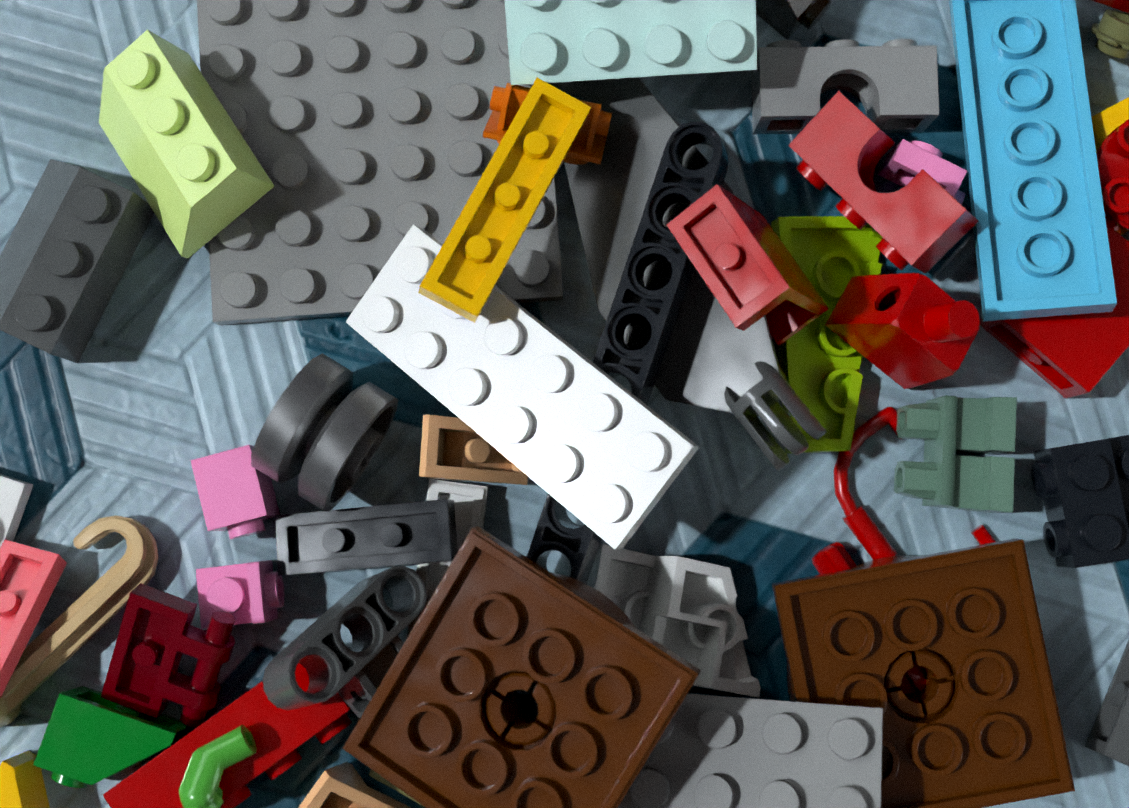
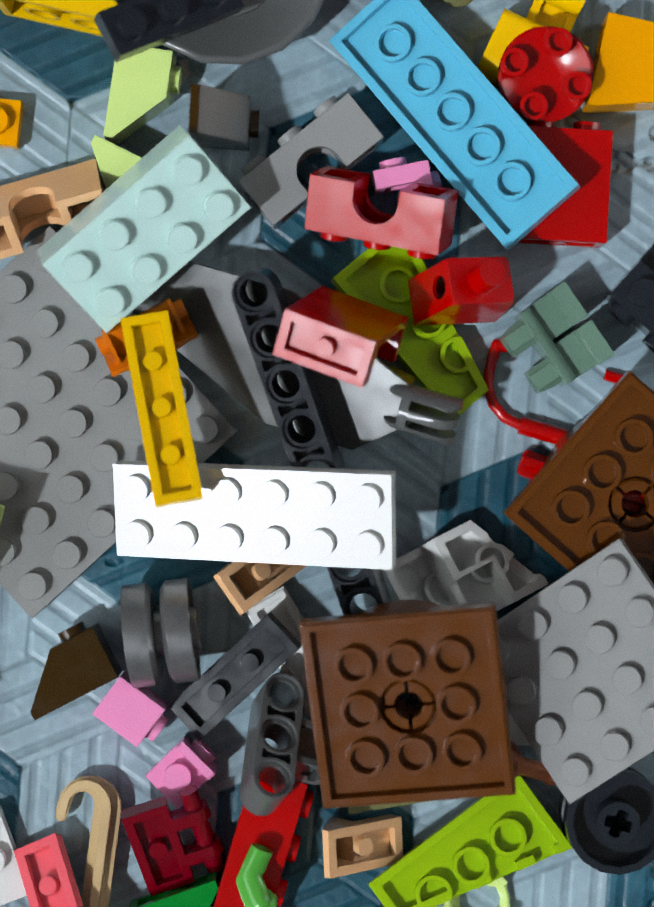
camera: 40 degrees left, 5 degrees up
(212, 402) = (74, 668): none -> dark brown slope

